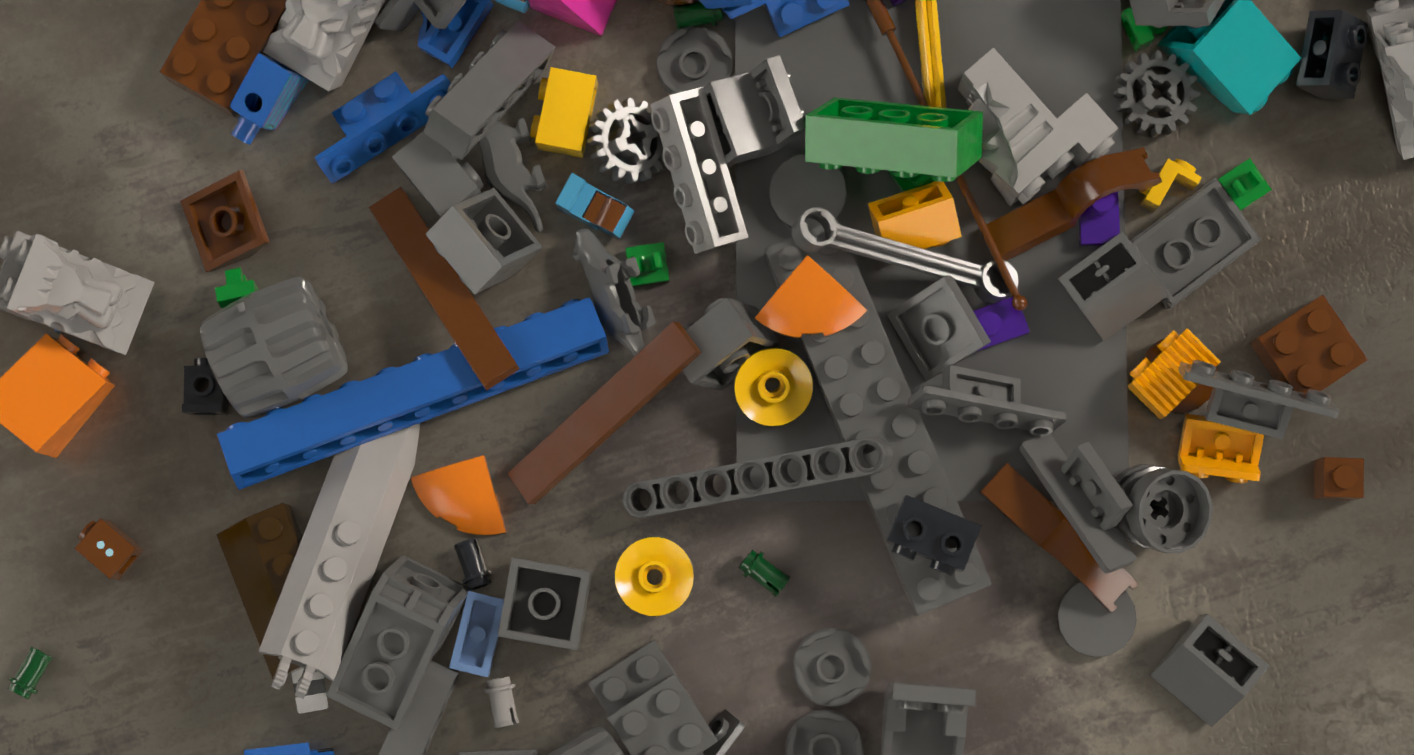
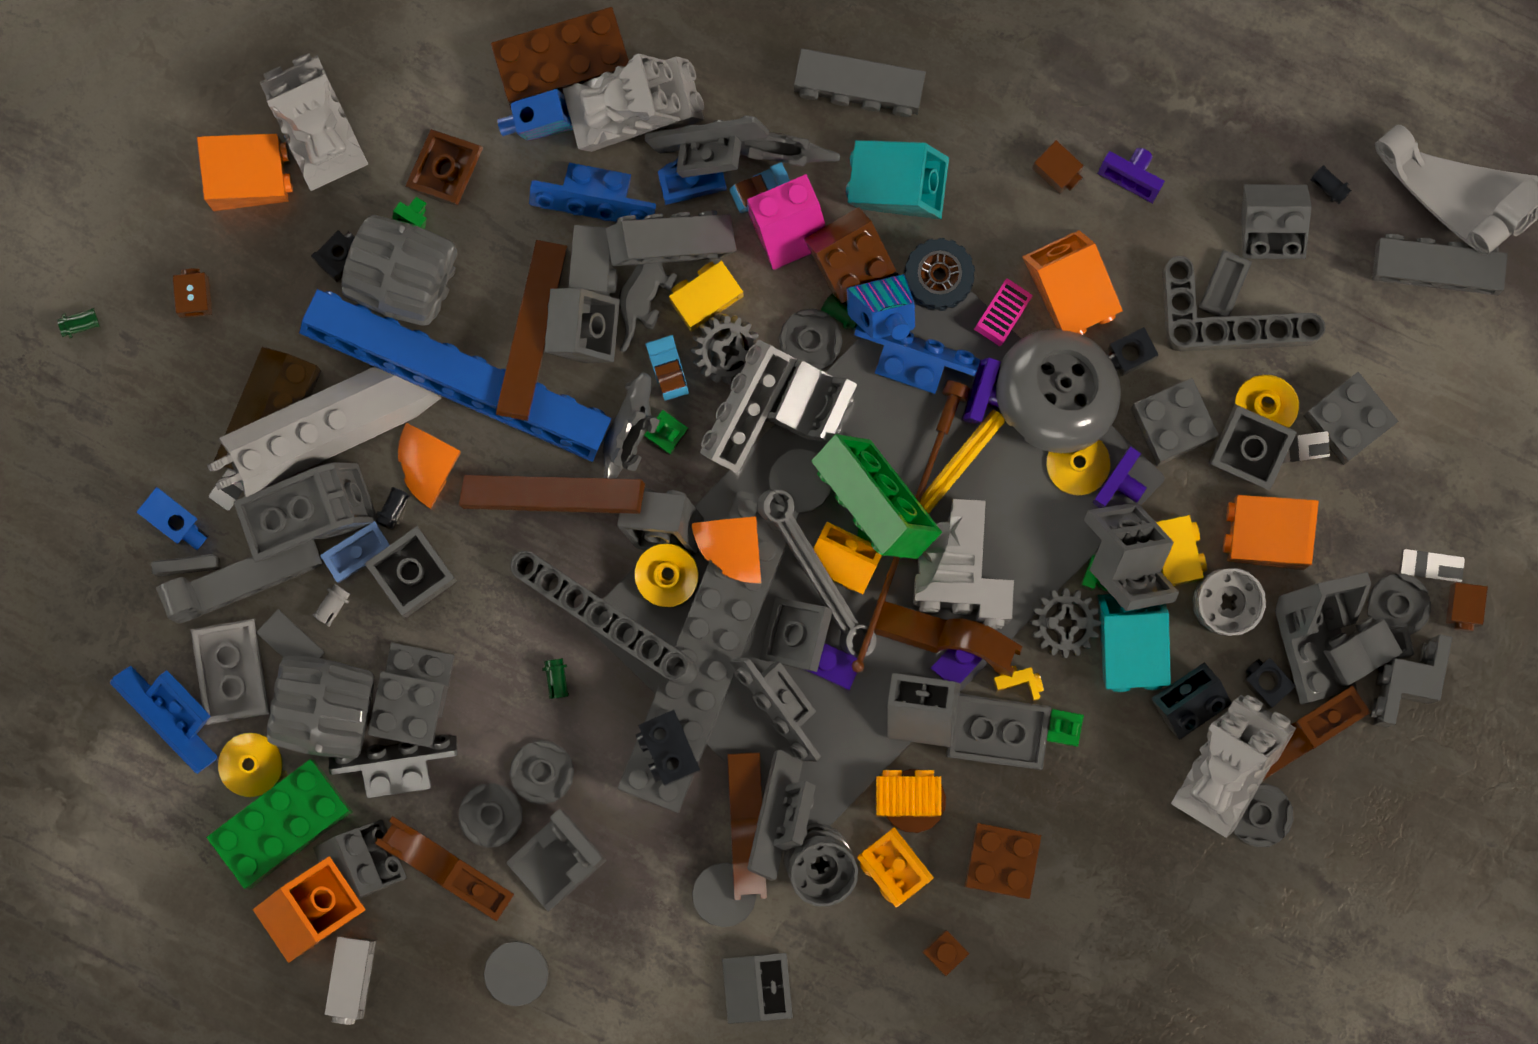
camera: 40 degrees right, 0 degrees up
(636, 564) = (481, 603): yellow dish -> none
(1253, 404) = (933, 856): dark grey bracket -> none

